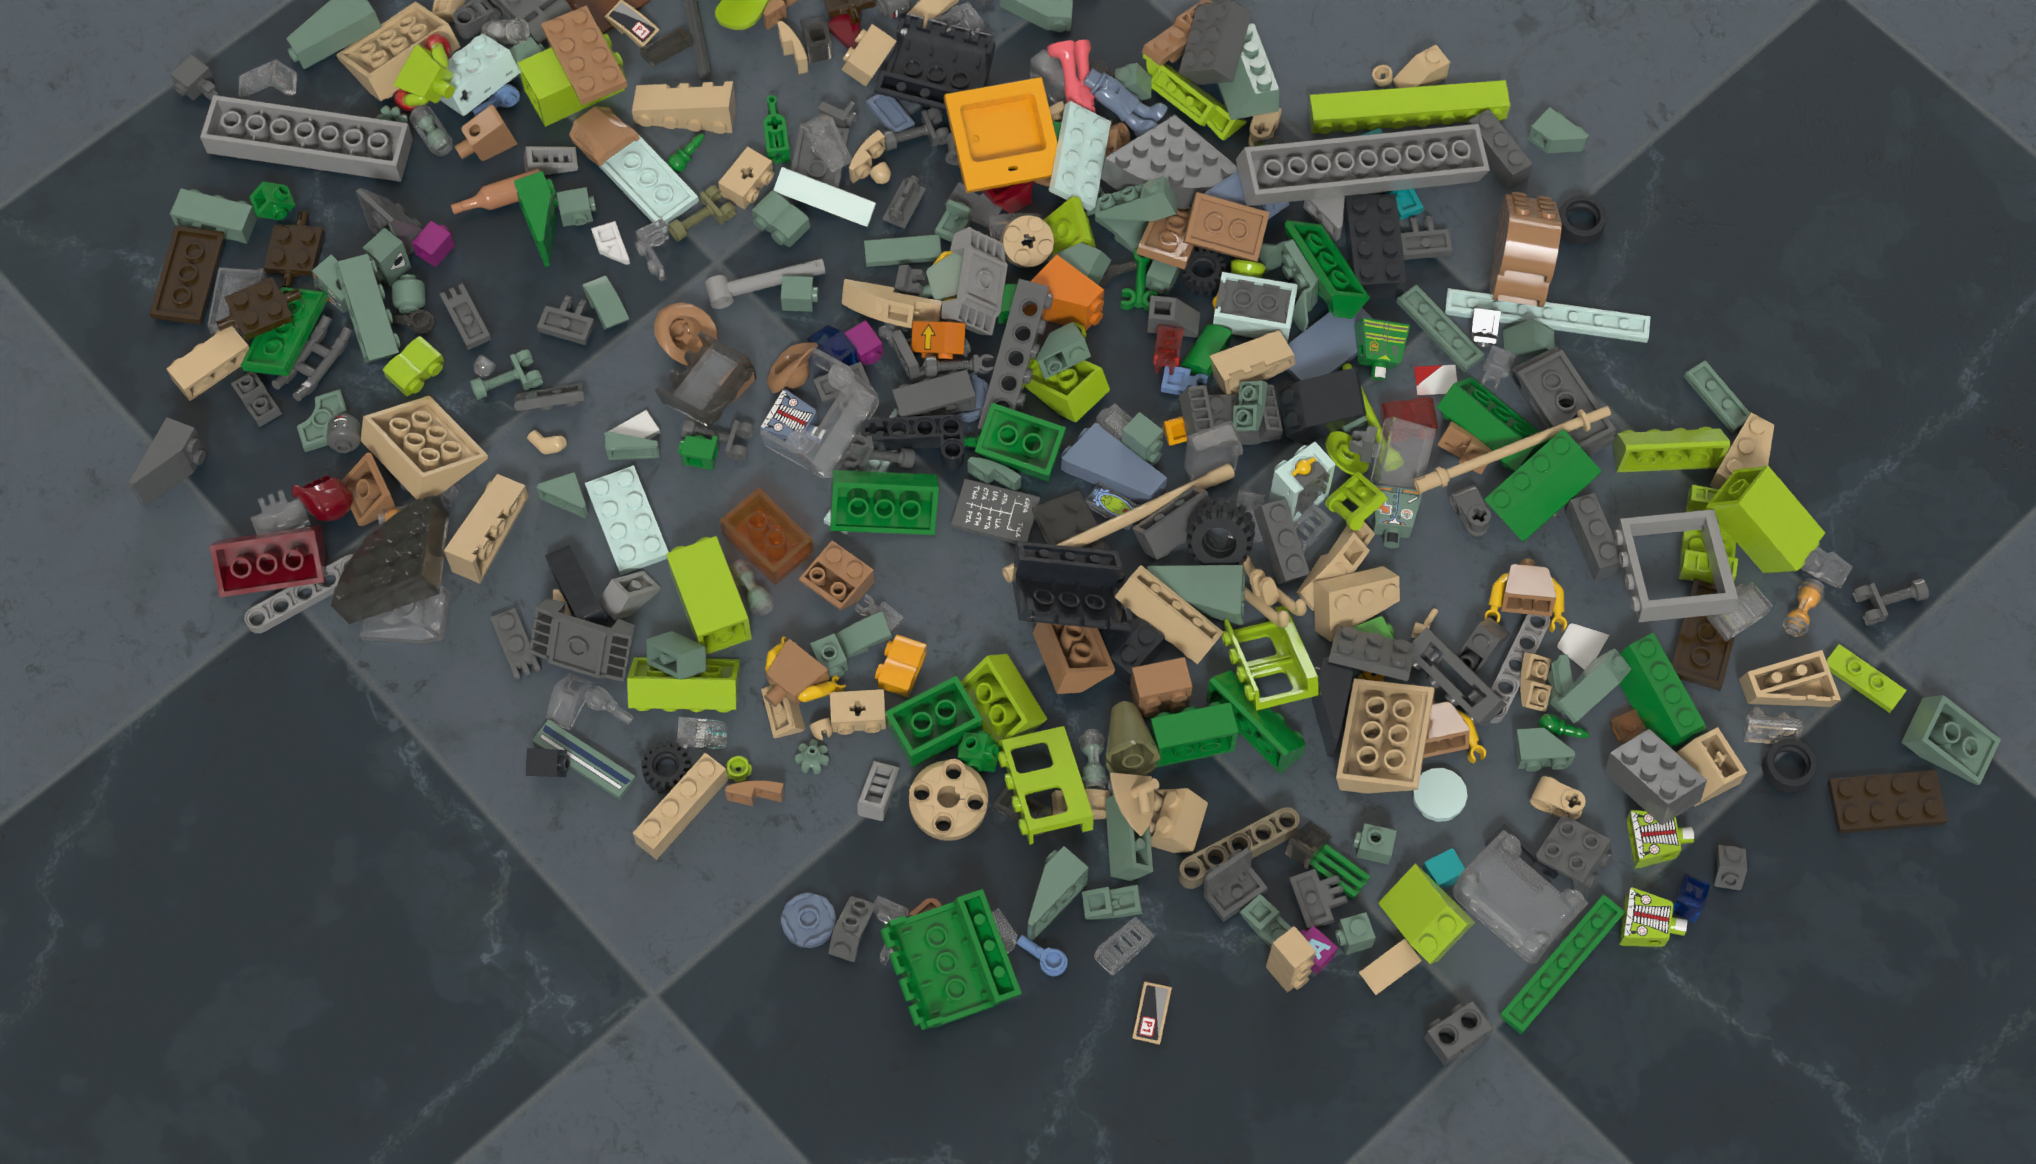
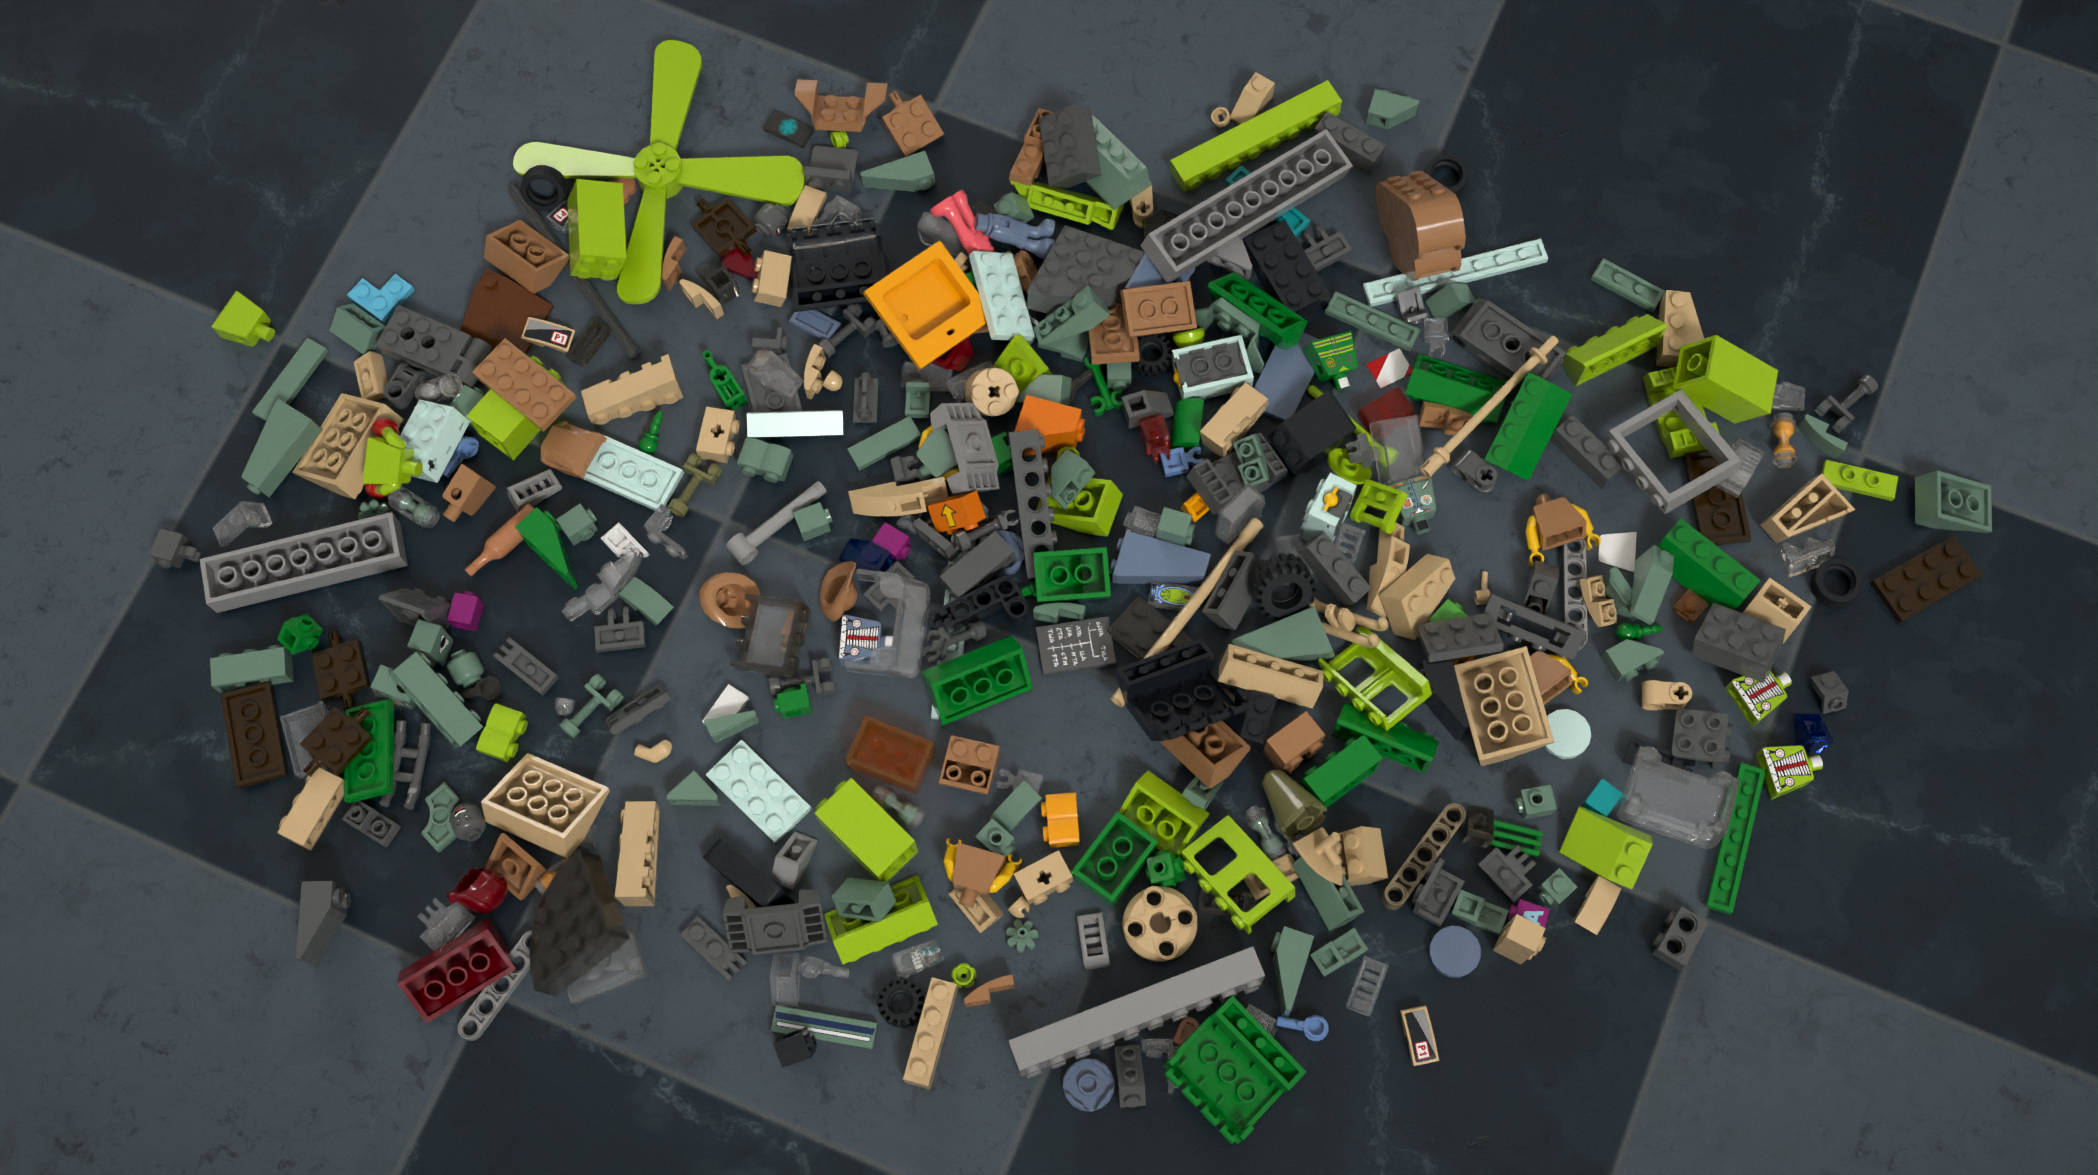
camera: 20 degrees left, 5 degrees up
(568, 280) = (614, 579): none -> clear slope
(883, 868) = (1136, 1012): none -> light grey brick
(1046, 697) = (1199, 794): none -> sand green slope
(1226, 951) = (1454, 951): none -> sand blue tile
(1841, 613) = (1816, 433): none -> sand green slope

